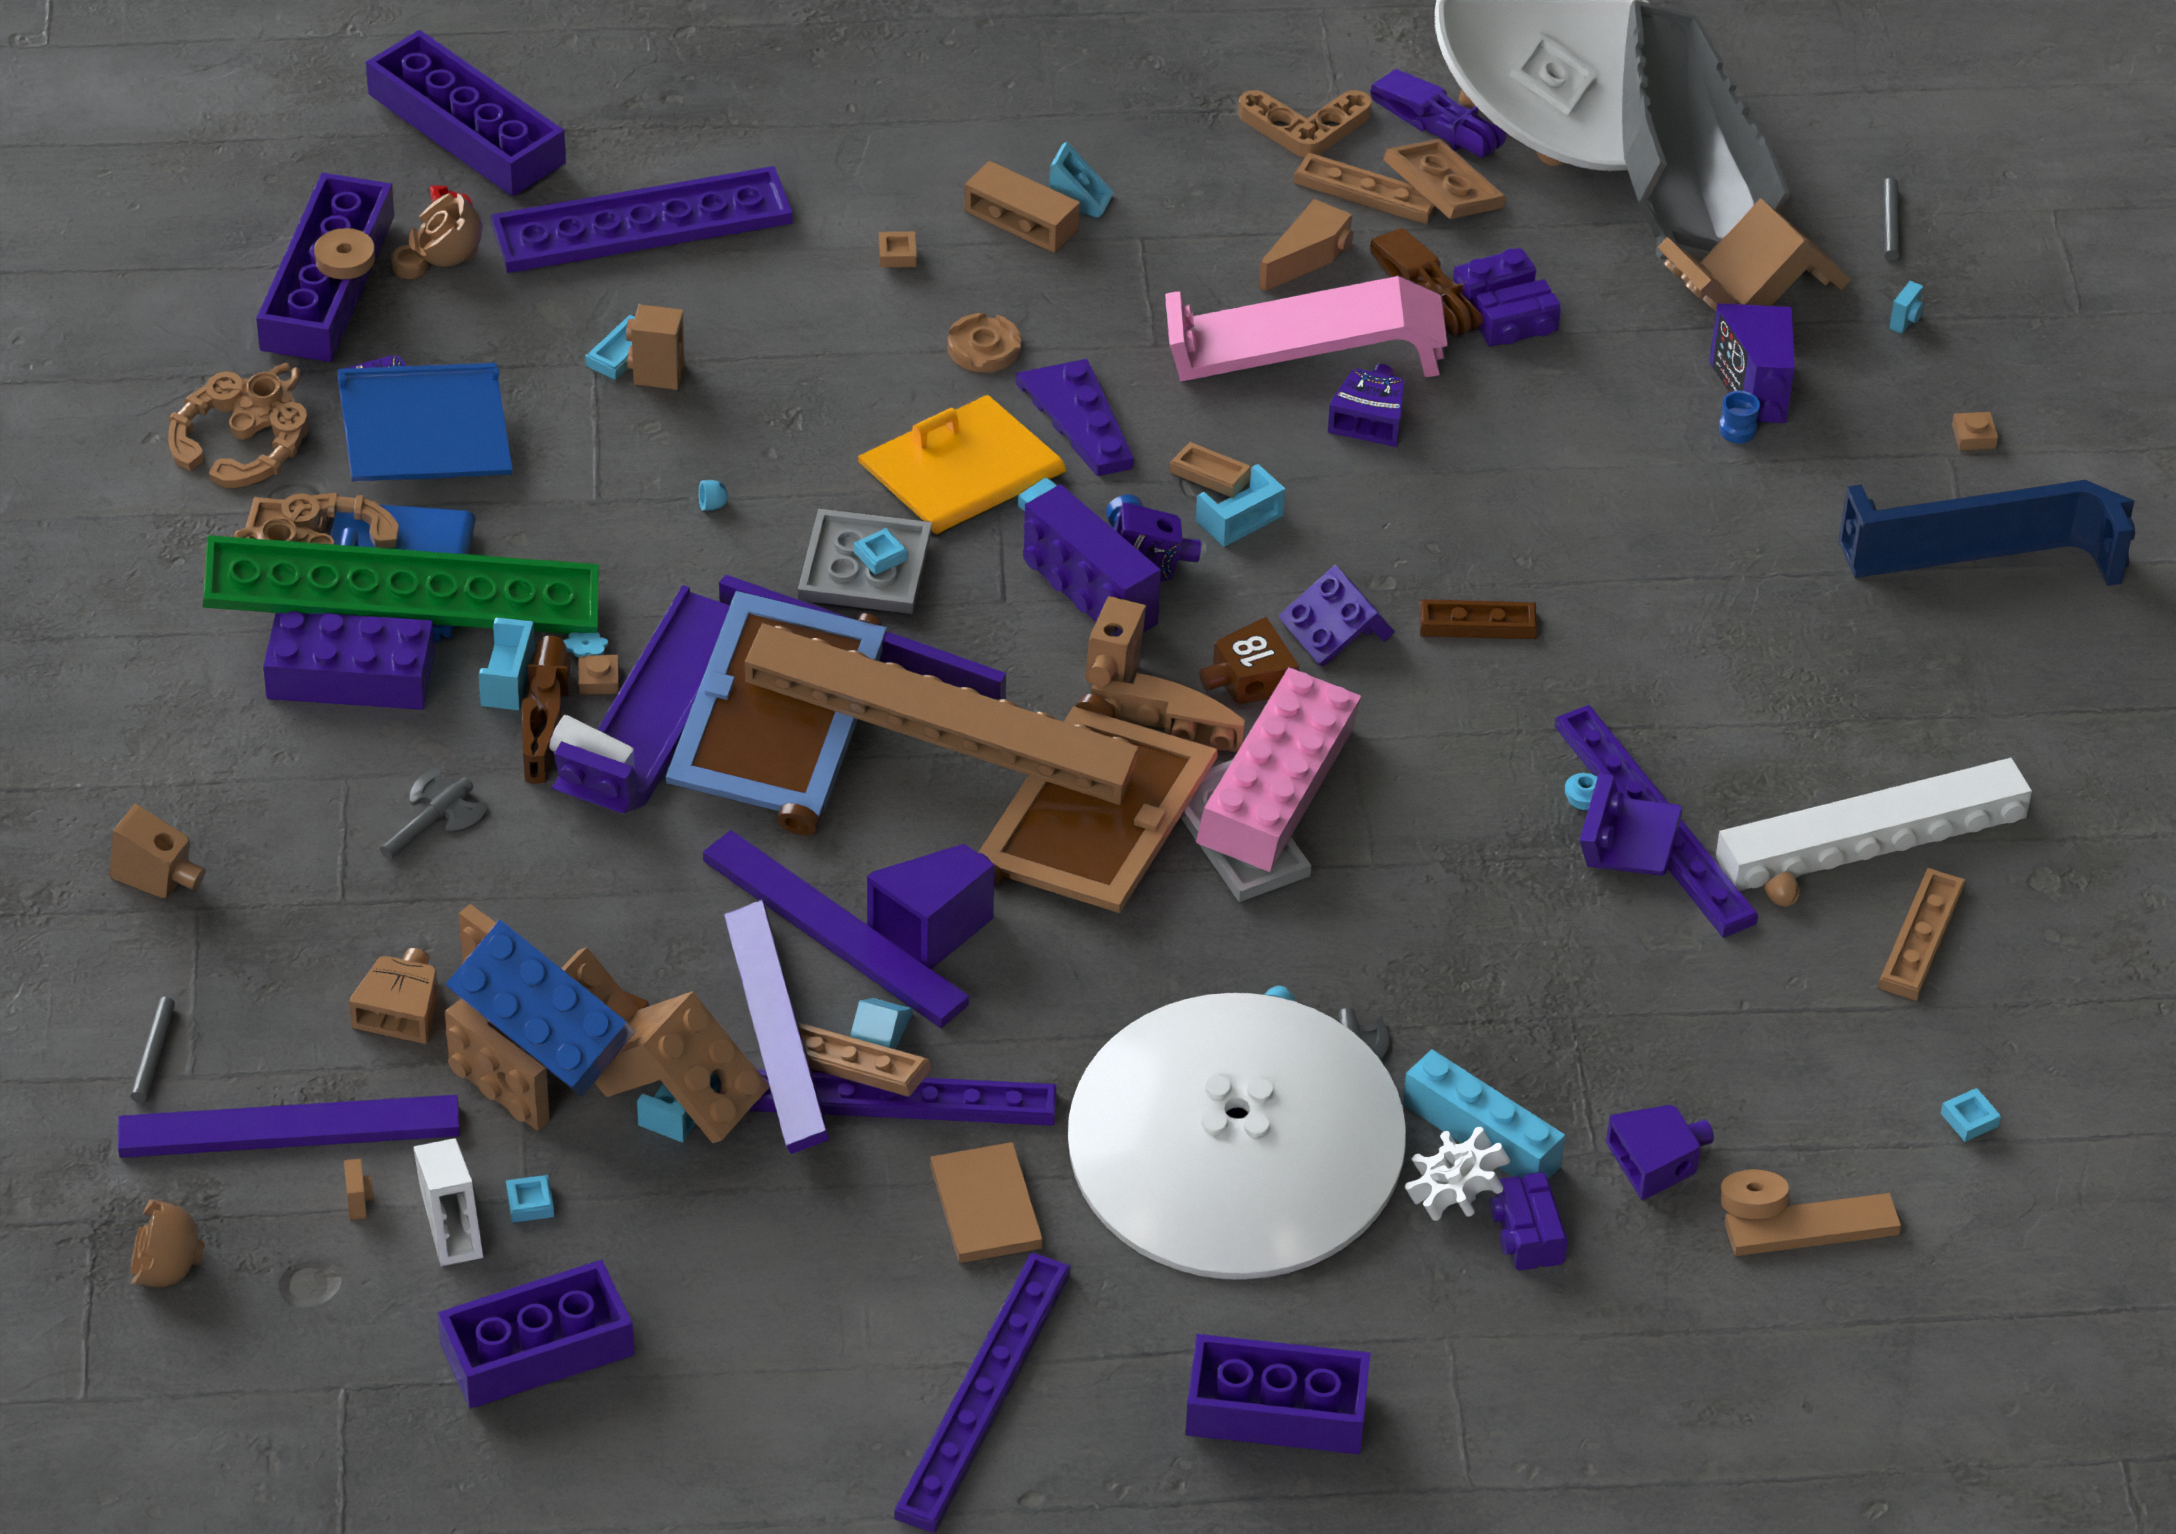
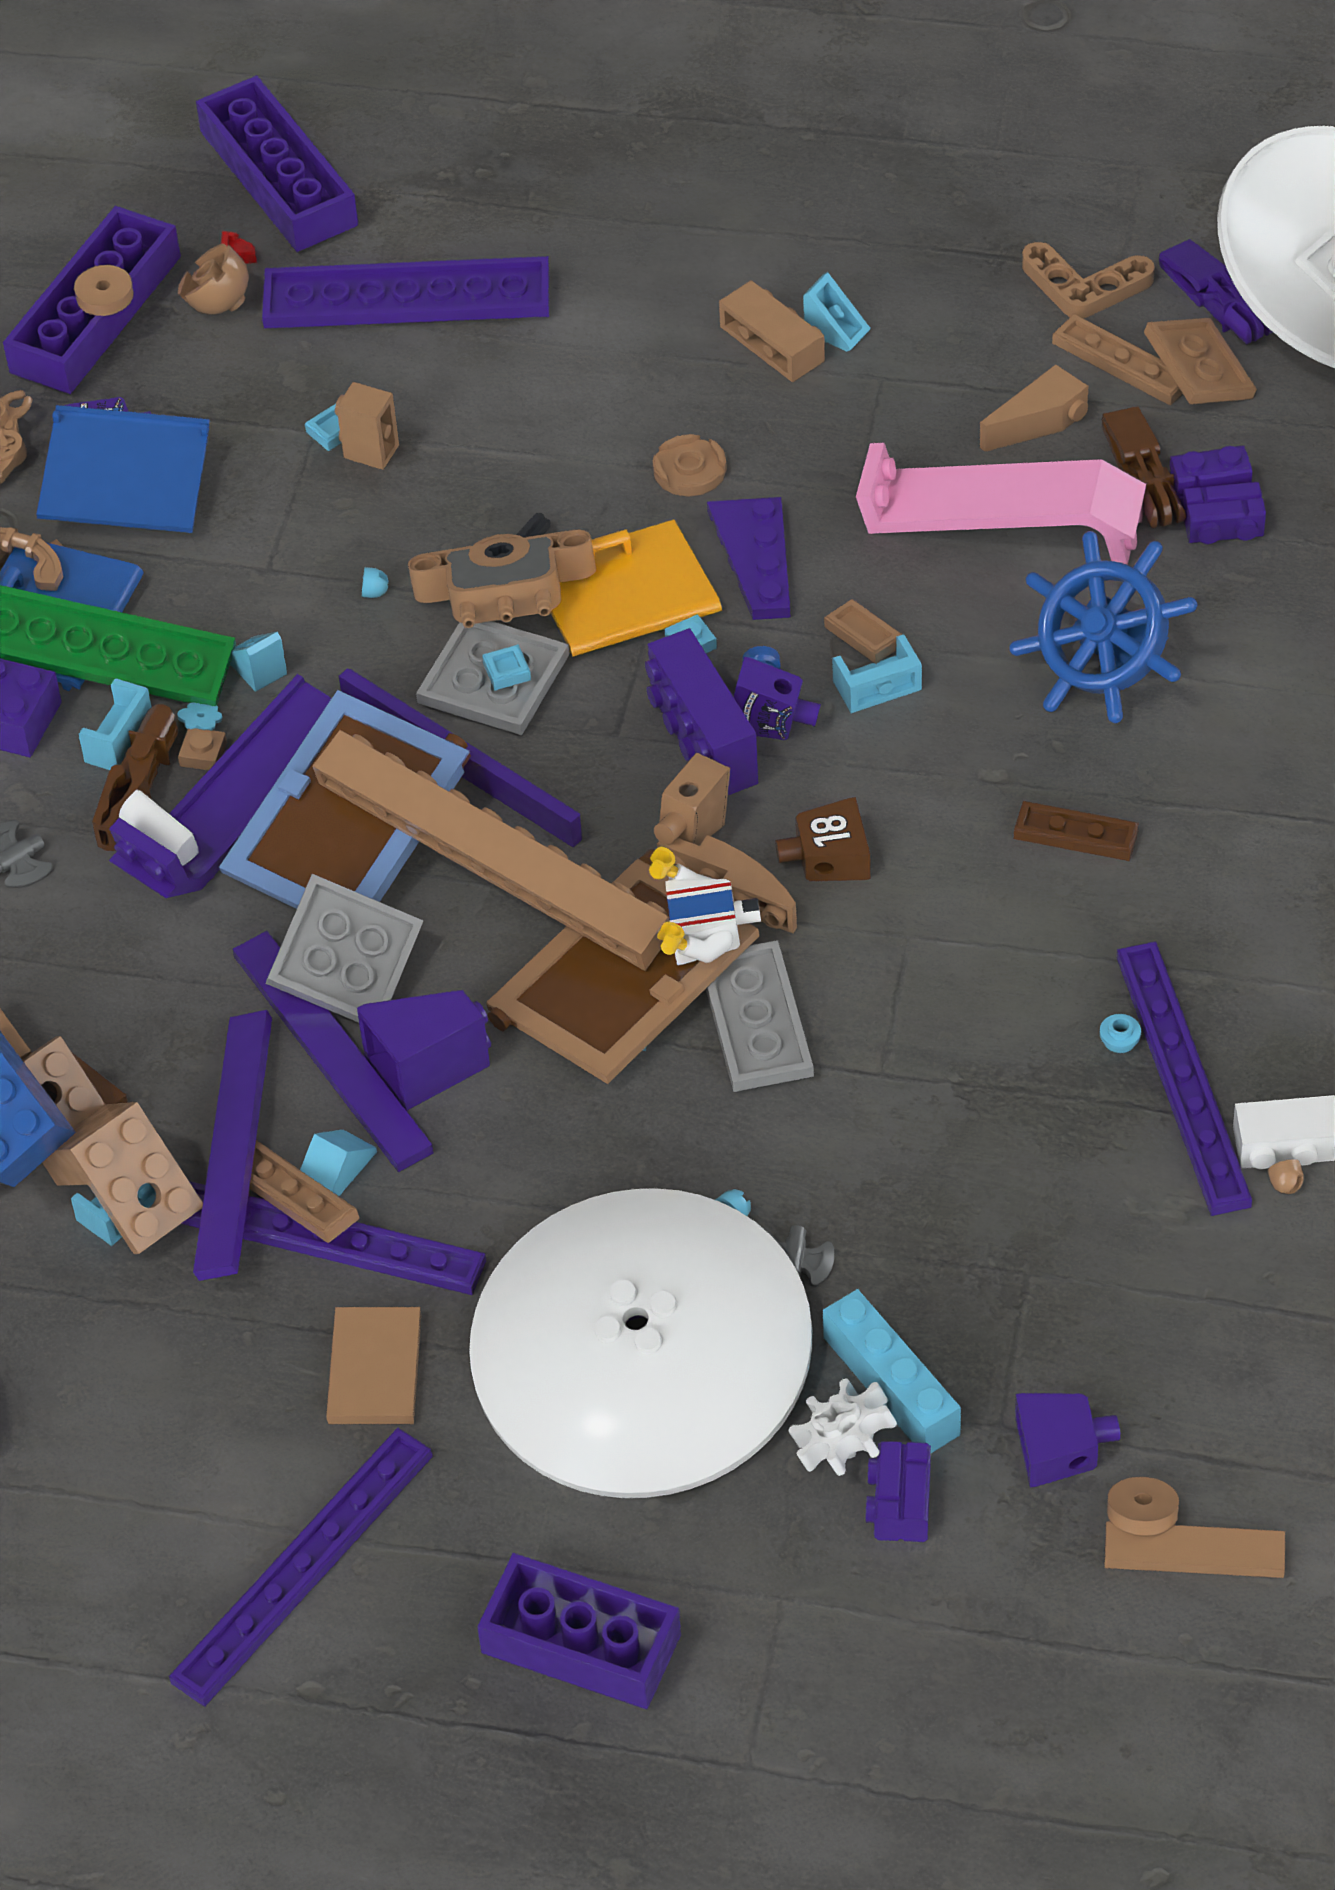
camera: 20 degrees right, 5 degrees up
(407, 263) = (175, 307): medium nougat tile -> none
(627, 581) = (260, 660): none -> medium azure slope
(822, 832) = (343, 949): none -> light grey plate
(845, 465) = (504, 573): none -> medium nougat piece
(897, 249) = (637, 357): medium nougat plate -> none
(1167, 739) = (700, 912): none -> torso
(1278, 769) = (810, 960): bright pink brick -> none
(1332, 616) = (930, 803): dark purple bracket -> none
(1368, 406) = (1019, 599): dark purple torso -> none
(1450, 428) = (1104, 627): none -> blue piece
(1628, 832) = (1143, 1085): dark purple bracket -> none

